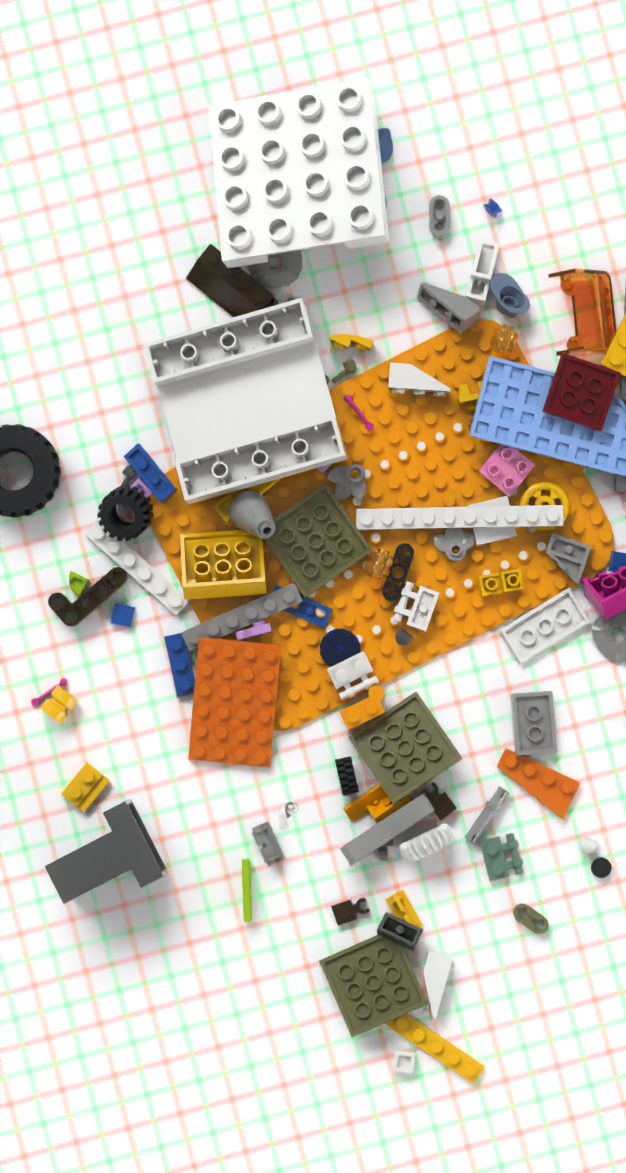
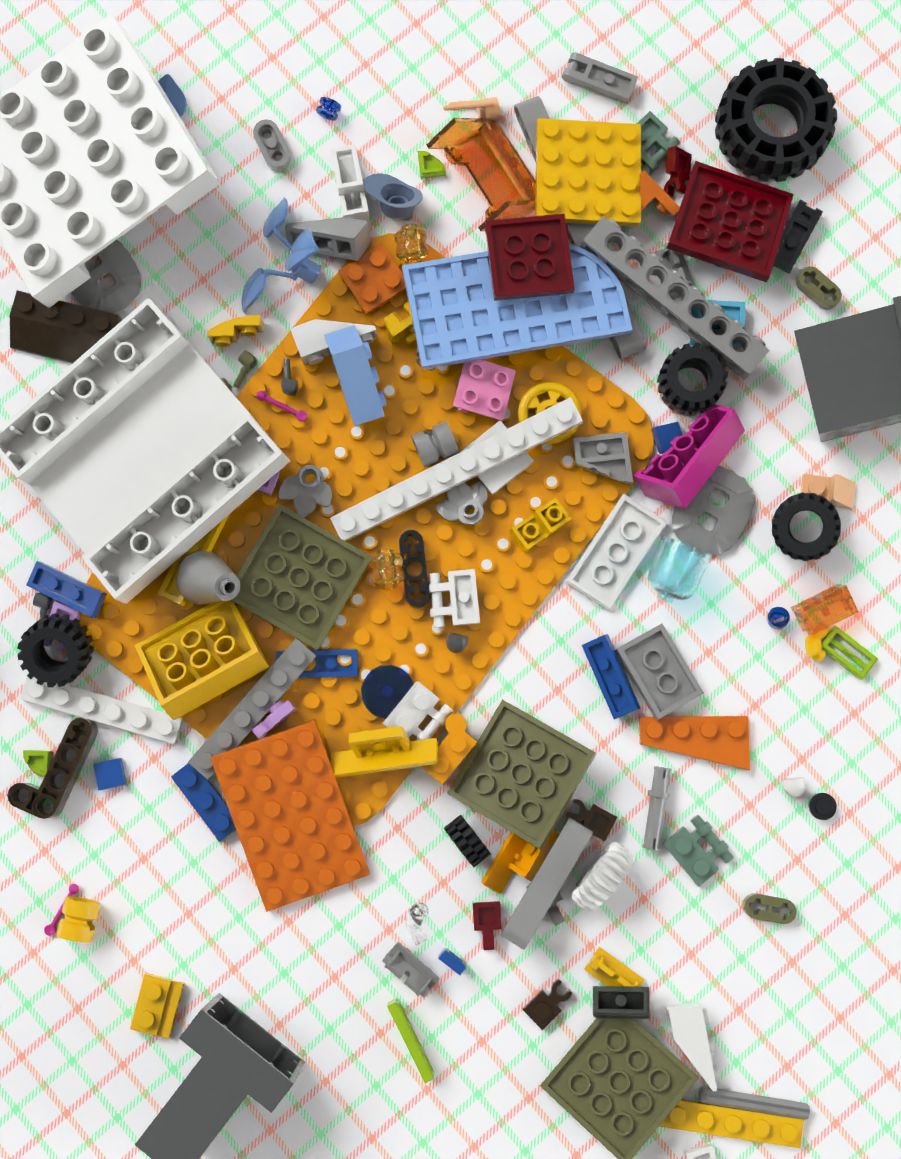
camera: 30 degrees left, 5 degrees down
(298, 851) = (452, 961): none -> blue tile
(317, 688) = (383, 751): none -> yellow bracket
(335, 834) = (486, 919): none -> dark red plate
(370, 401) = (288, 386): none -> dark grey hand
(420, 417) = (355, 375): none -> light blue wedge
(421, 318) = (297, 260): none -> medium blue plant
(453, 492) = (435, 444): none -> light grey wheel
(457, 1040) = (754, 1103): none -> light grey axle
(466, 351) = (373, 279): none -> orange plate
(498, 710) = (611, 676): none -> blue plate
(546, 284) = (430, 165): none -> lime tile
(579, 659) = (676, 570): none -> clear light blue cylinder
(606, 260) = (485, 108): none -> light nougat plant

